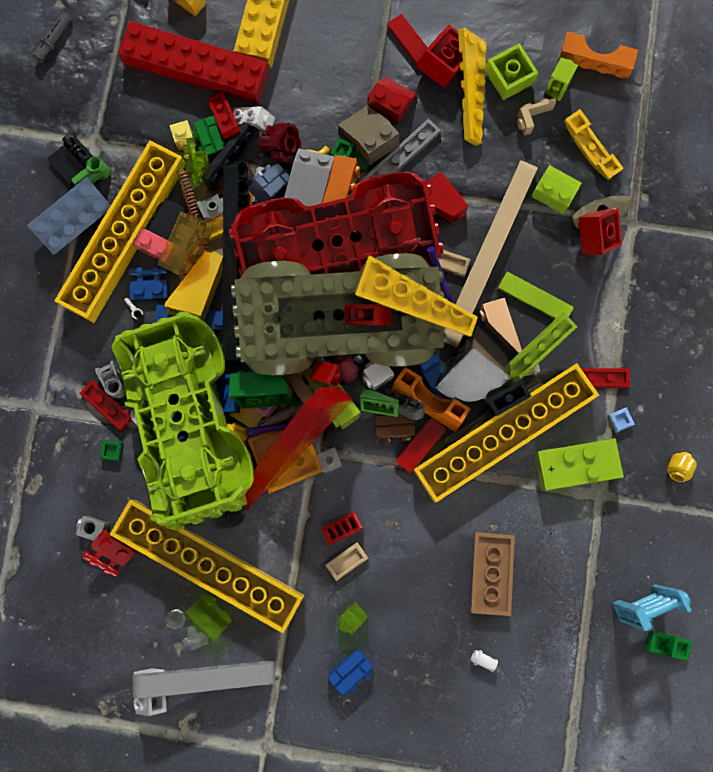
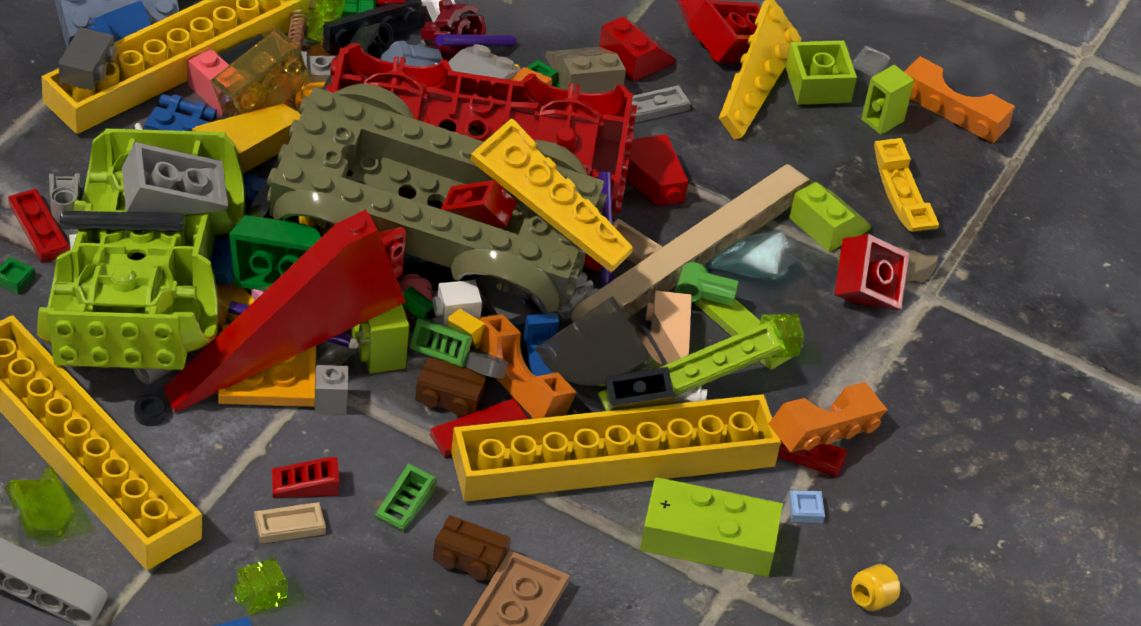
camera: 10 degrees right, 35 degrees down
(75, 279) = (87, 58): none -> dark grey brick
(78, 237) = (121, 21): none -> blue bracket
(163, 418) = (122, 221): none -> black axle
(180, 378) = (172, 182): none -> light grey slope
(296, 144) = (471, 40): none -> dark purple bar
(352, 381) = (417, 303): none -> green tile
(390, 391) = (467, 324): none -> yellow slope
(402, 499) = (412, 475): none -> bright green slope
(455, 540) = (470, 548): none -> reddish brown brick
(504, 285) = (700, 284): none -> bright green piece
(524, 116) = (835, 124): tan bracket -> none
(525, 244) = (756, 256): none -> clear light blue slope
(567, 303) = (788, 331): none -> clear neon green brick
(627, 344) = (805, 425): none -> orange arch

